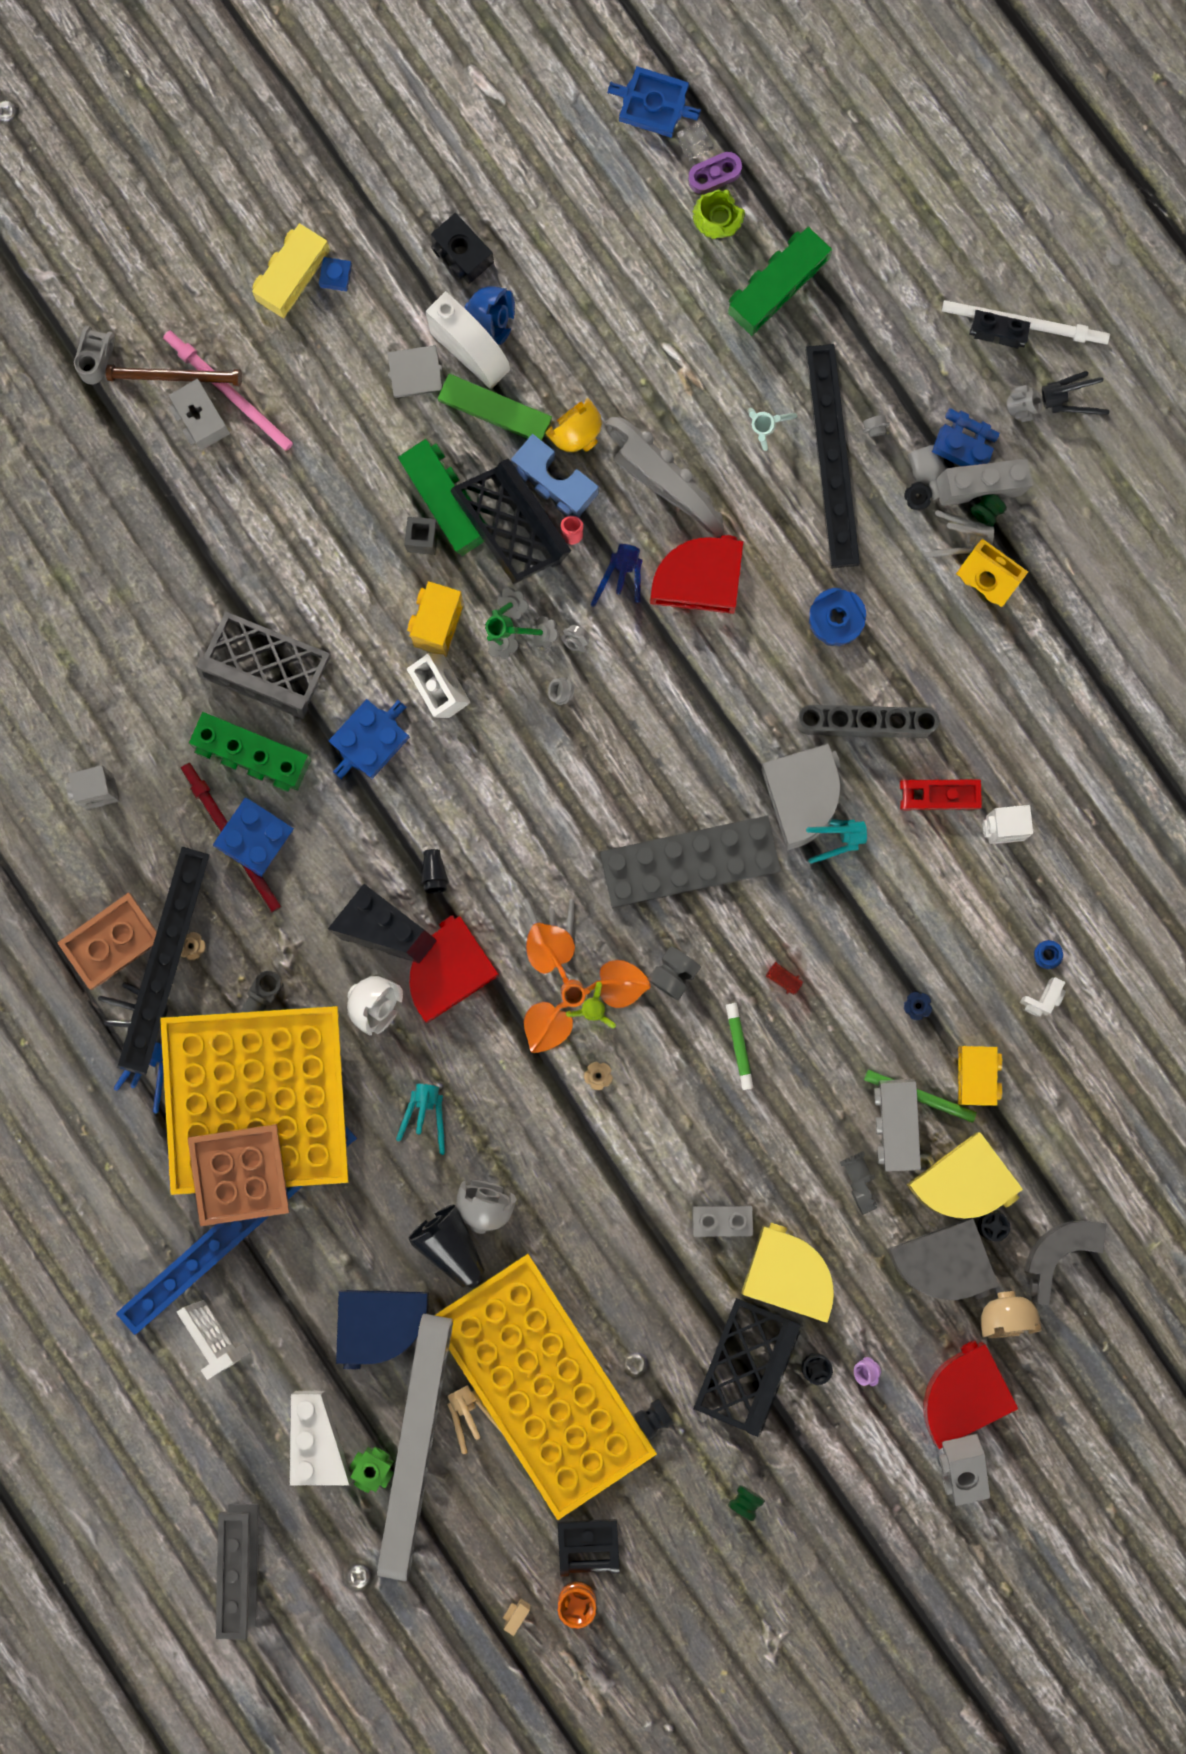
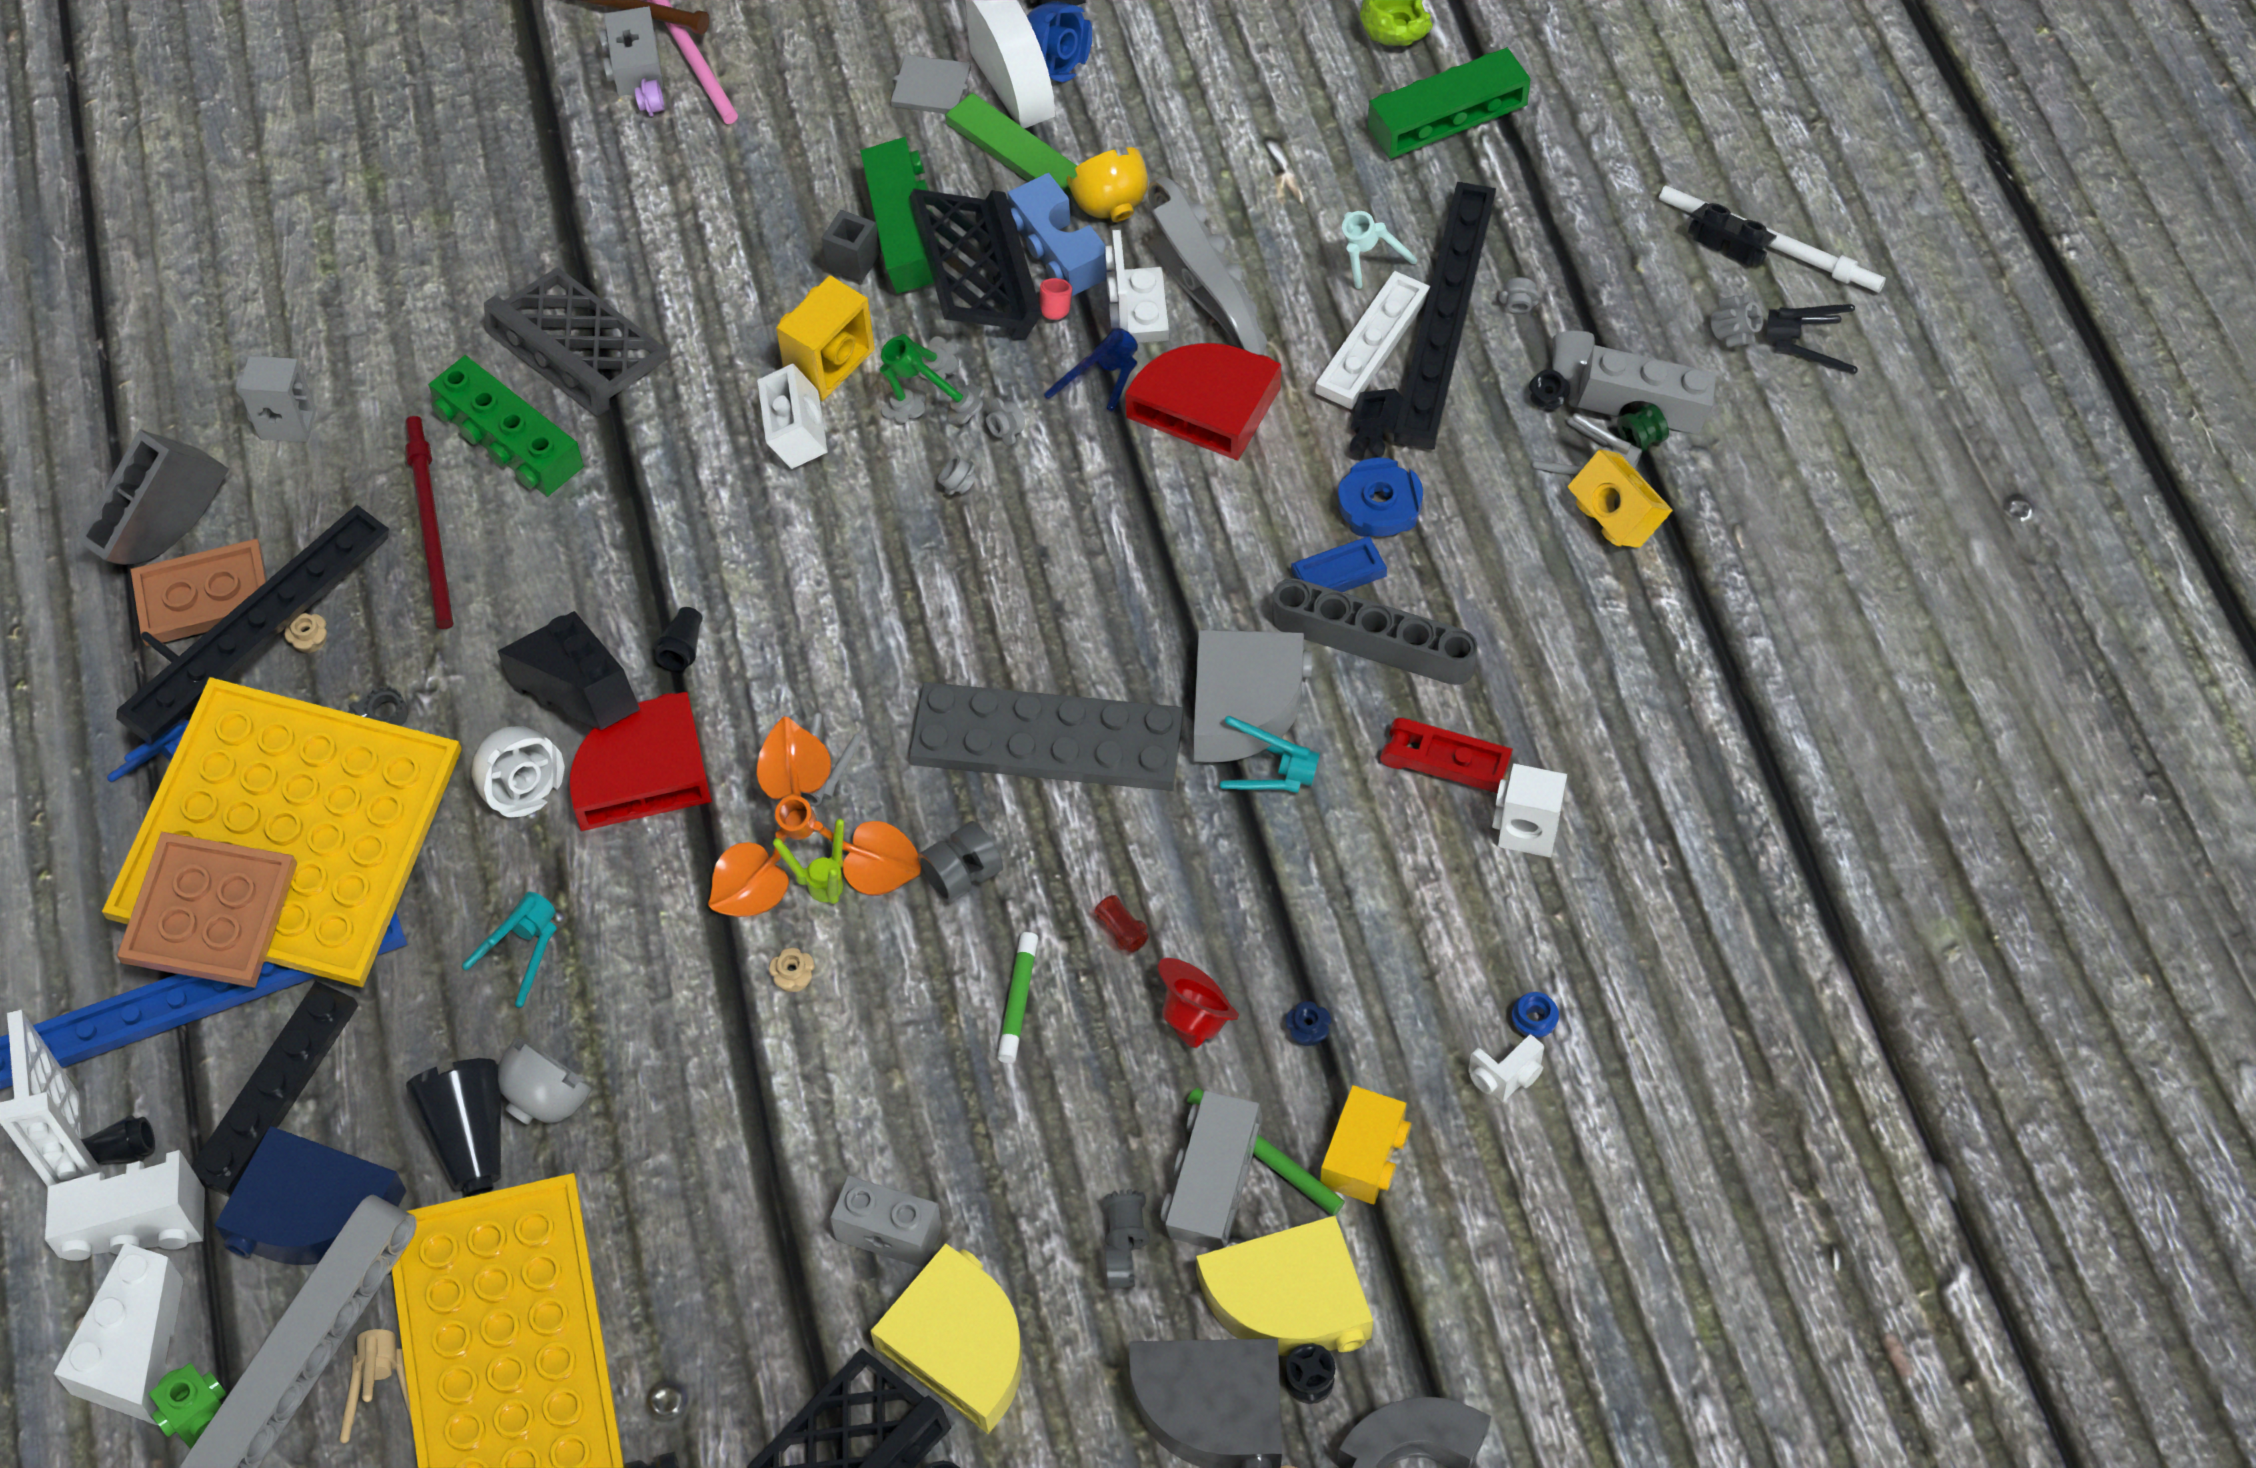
camera: 20 degrees right, 25 degrees down
(50, 894) = (151, 499): none -> flat silver brick
(226, 449) = (649, 97): none -> lavender plate
(249, 1325) = (122, 1141): none -> black cone
(253, 837) = (457, 524): blue plate -> none
(276, 1371) = (138, 1208): none -> white wedge
(321, 1258) = (273, 1086): none -> black plate
(369, 739) = (671, 460): blue plate -> none
(627, 512) = (1138, 296): none -> white bracket
(792, 493) = (1372, 339): none -> white plate
(814, 555) = (1374, 416): none -> black plate
(828, 678) = (1342, 566): none -> blue tile
(849, 1017) = (1193, 1002): none -> red piece
(960, 447) = (1624, 334): blue plate -> none

